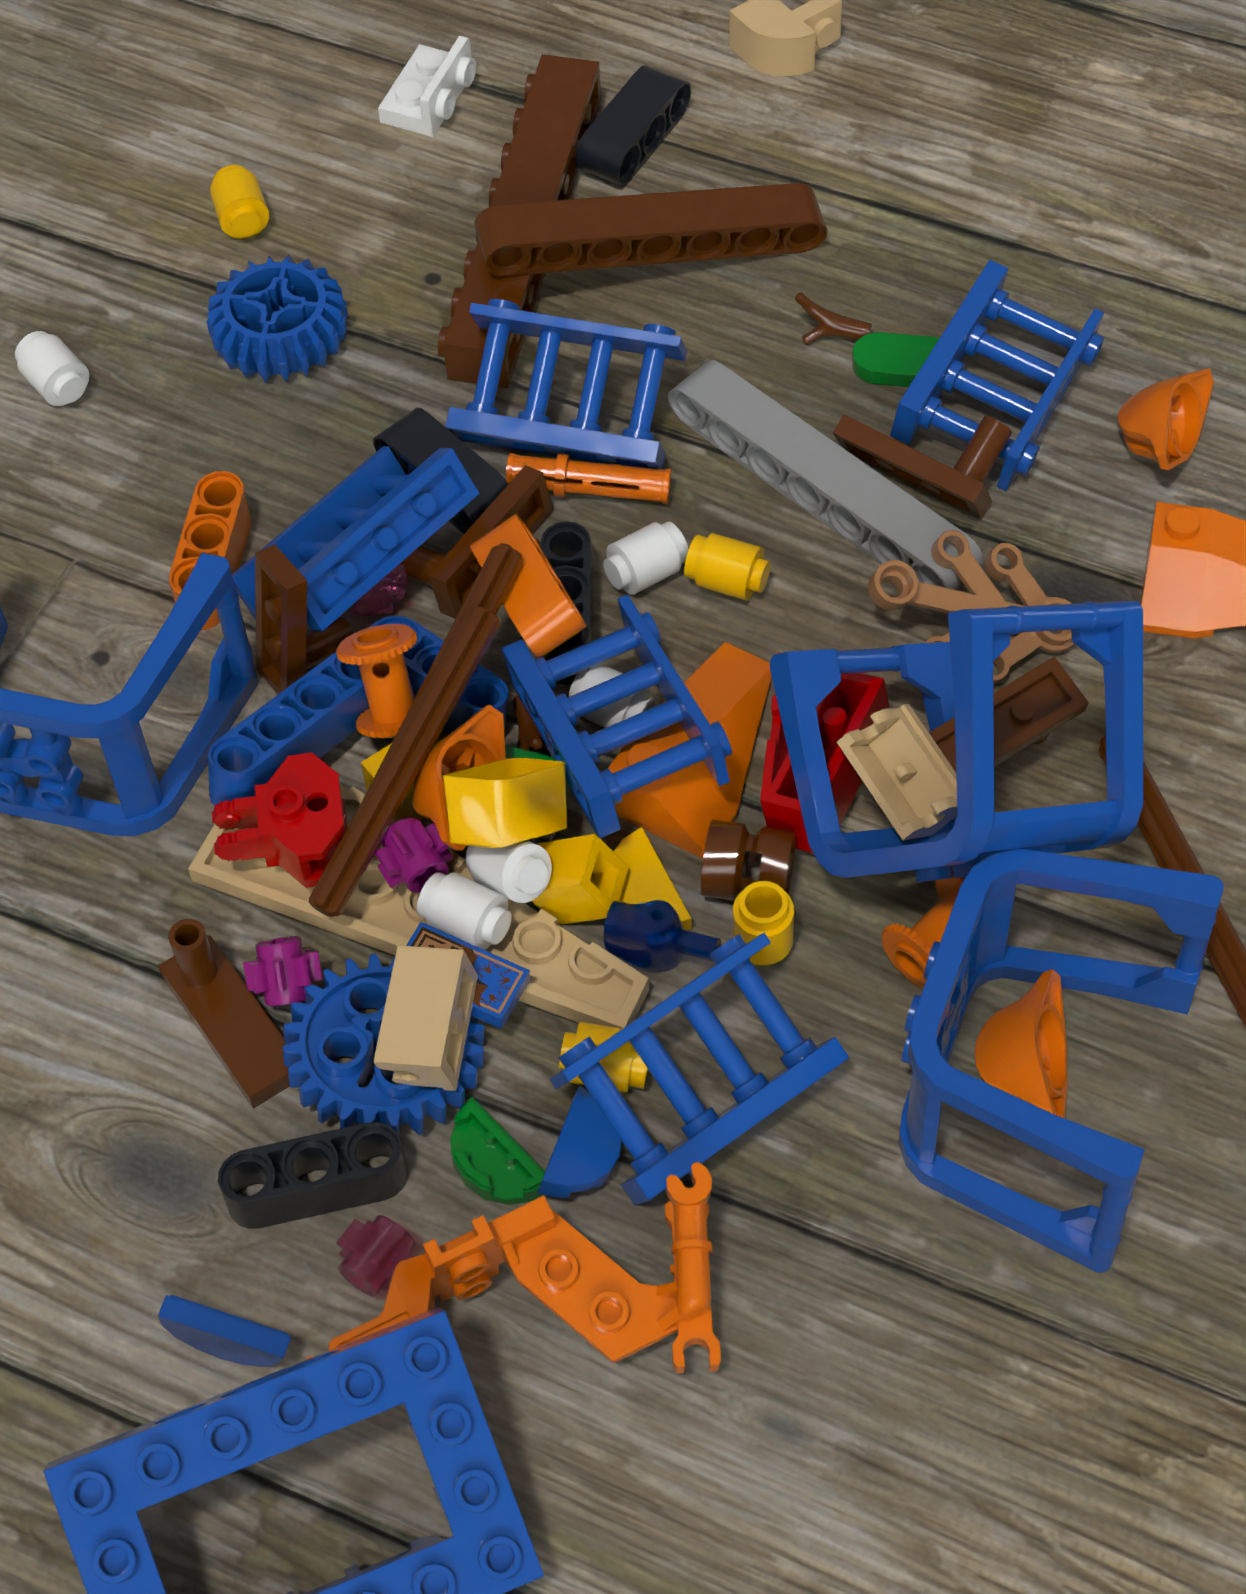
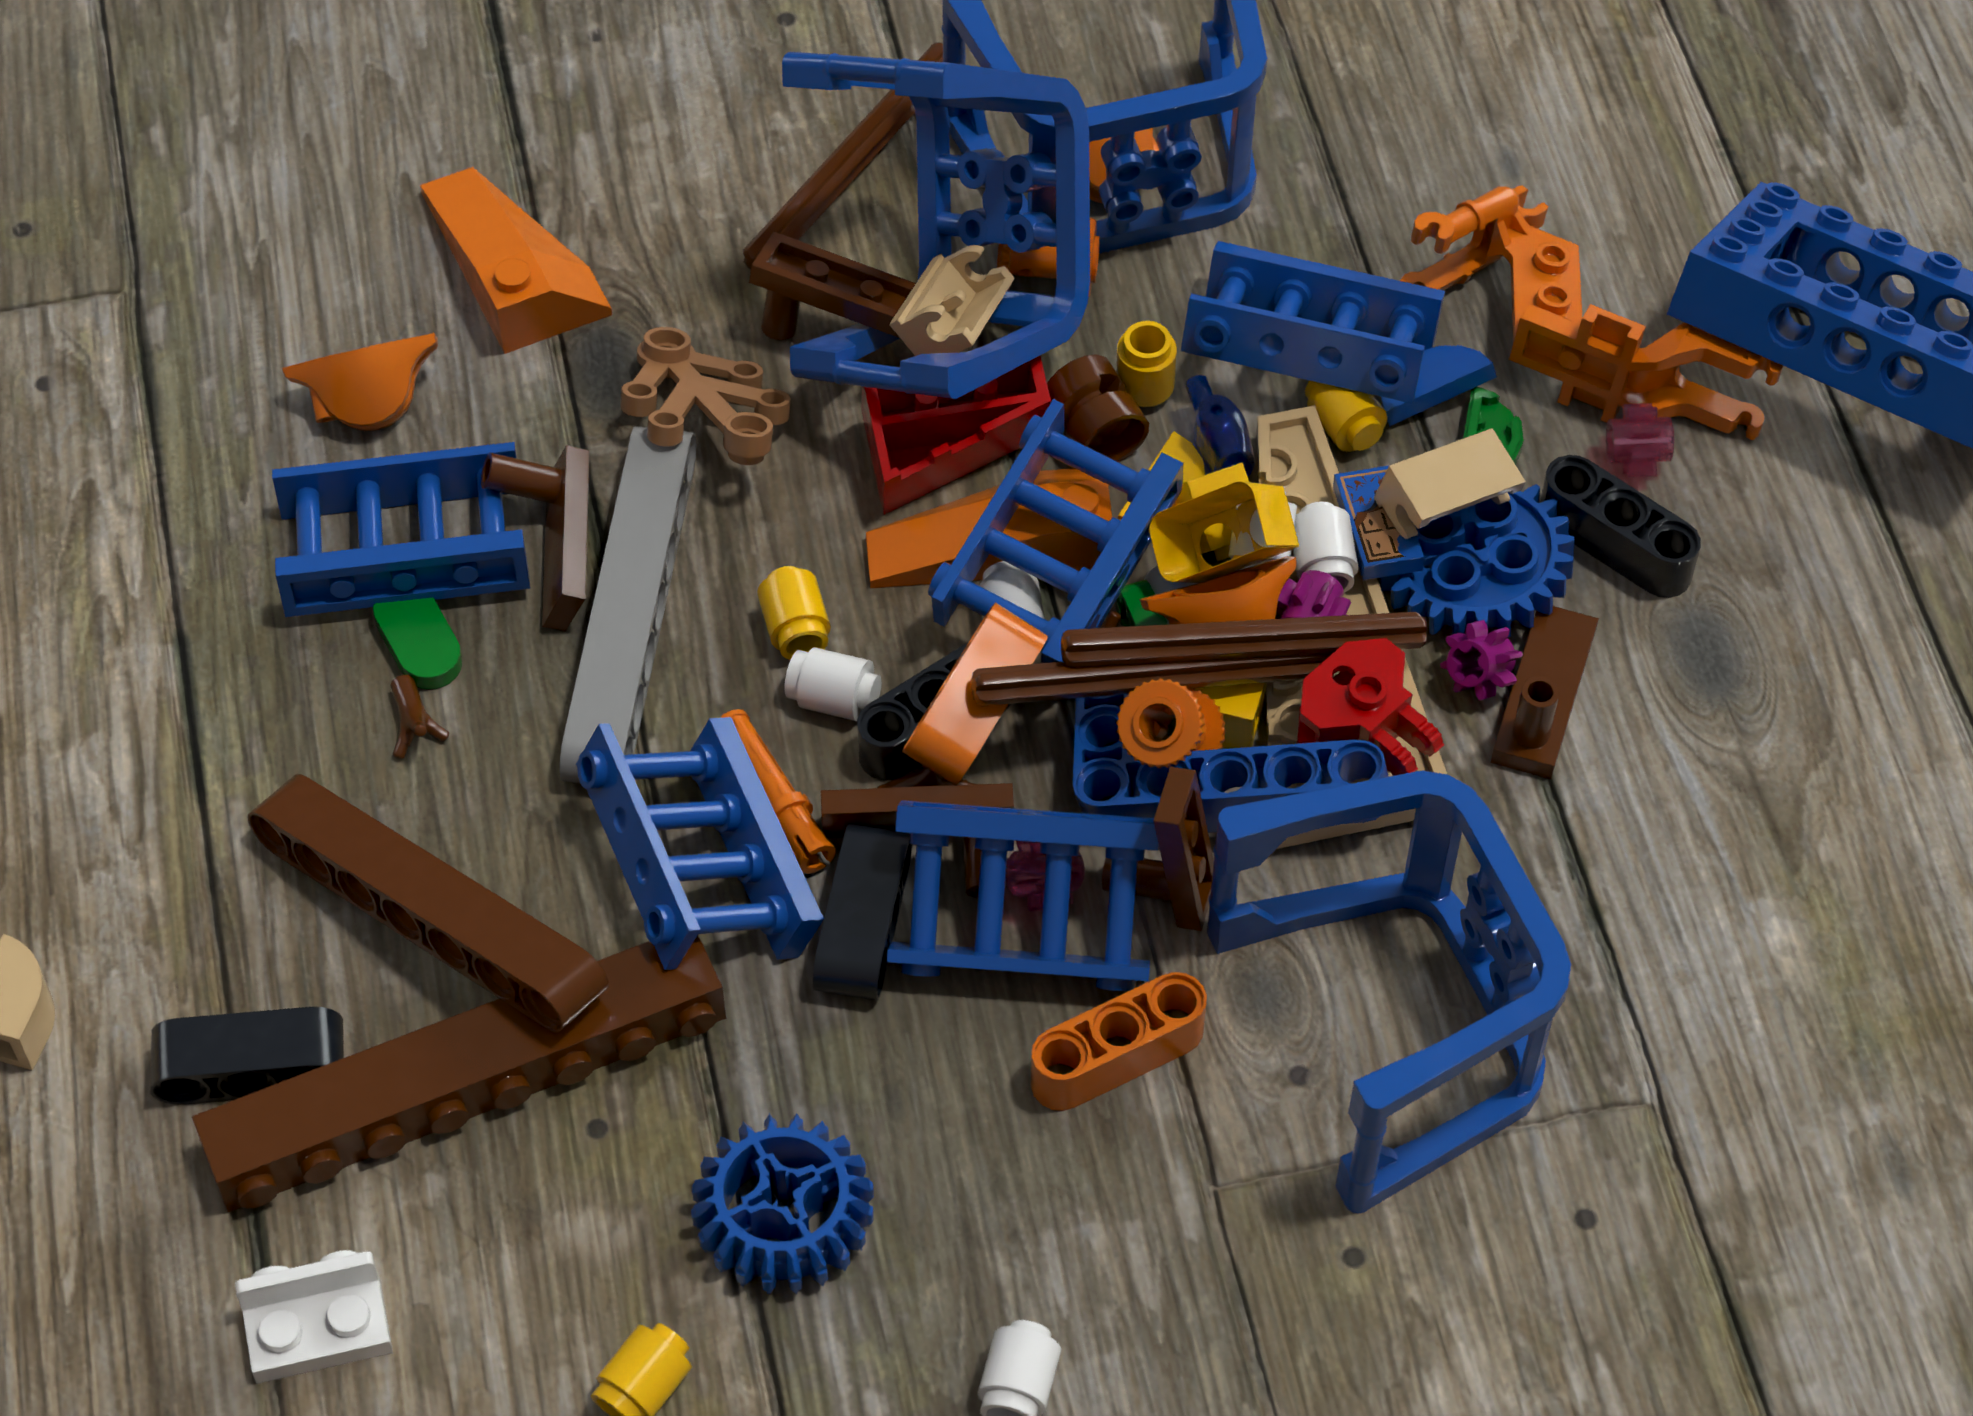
camera: 130 degrees left, 0 degrees up
(223, 1333) = (1791, 496): blue tile -> none

